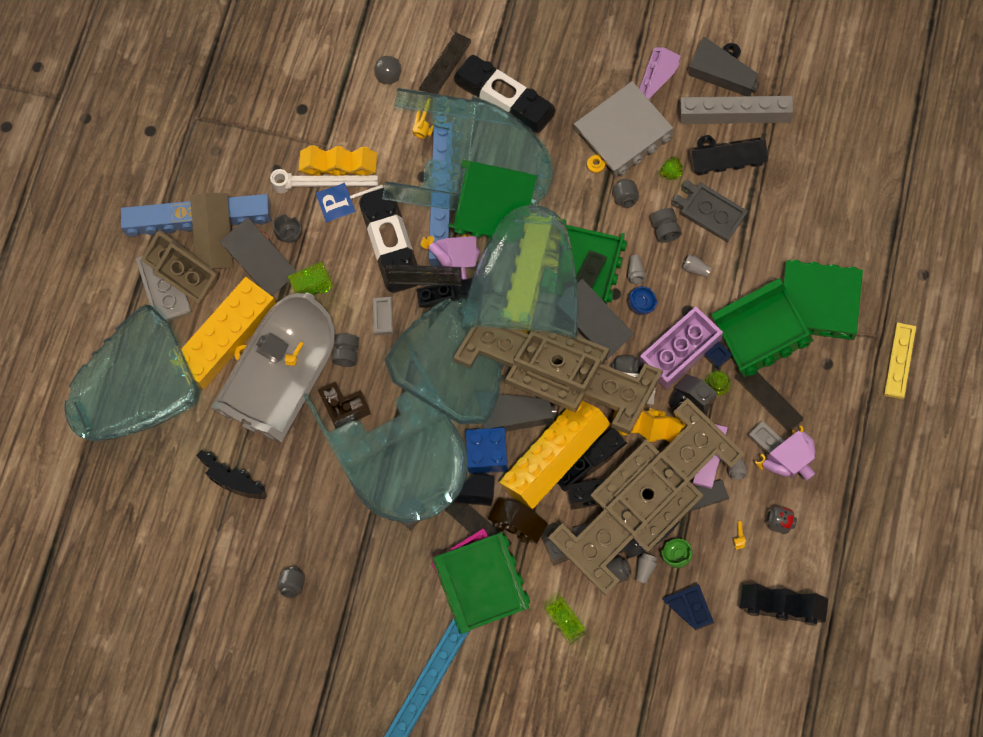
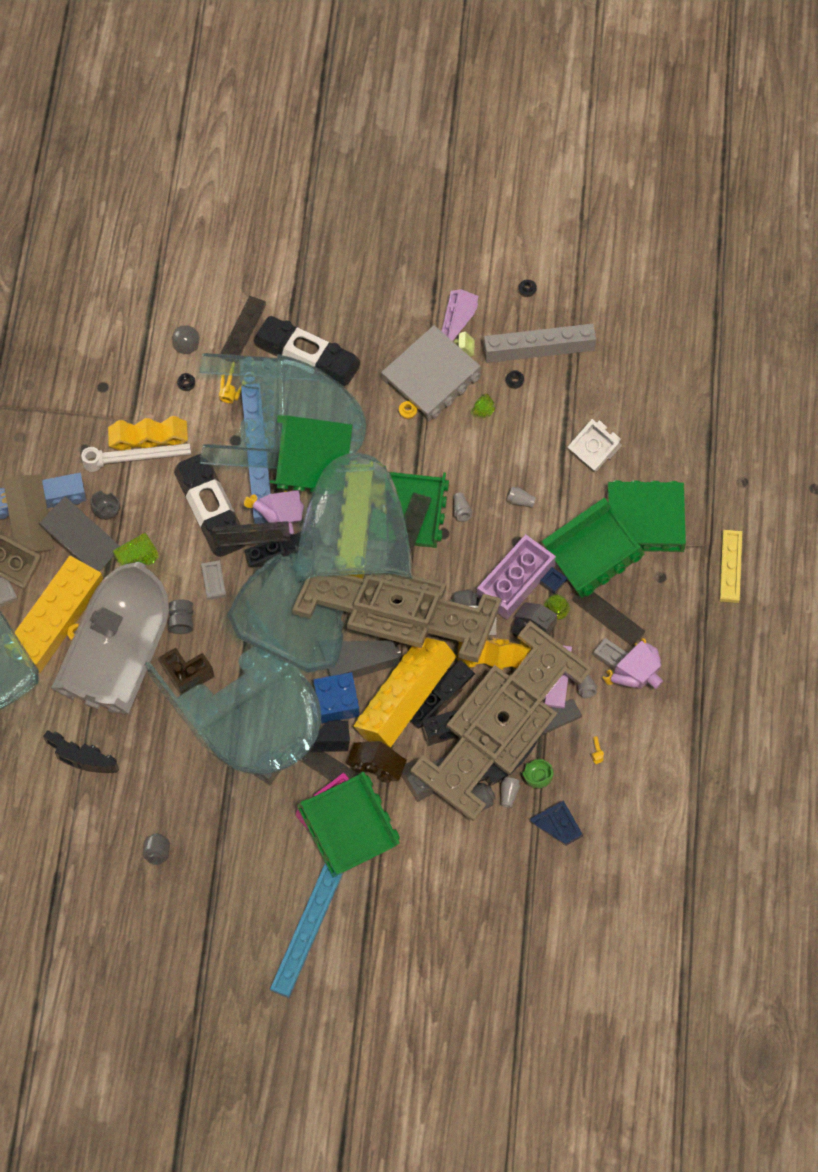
camera: 15 degrees left, 5 degrees down
(292, 359) = (126, 632): yellow hand -> none
(337, 202) = (152, 474): blue piece -> none
(382, 108) = (186, 377): none -> black plate
(565, 620) = (437, 851): clear neon green brick -> none
(598, 321) = (431, 560): dark grey tile -> none
(626, 193) = (441, 434): dark grey head -> none
(642, 300) = (472, 536): blue hair -> none
(662, 103) = (466, 343): none -> yellowish green tile
(666, 225) = (485, 461): dark grey wheel -> none
(710, 210) = (526, 442): dark grey tile -> none
(722, 69) = (521, 305): dark grey slope -> none
(728, 154) = (538, 386): black brick -> none
(778, 220) = (595, 444): none -> white plate
(781, 519) = (635, 729): dark grey head -> none
(783, 604) = (648, 809): black brick -> none

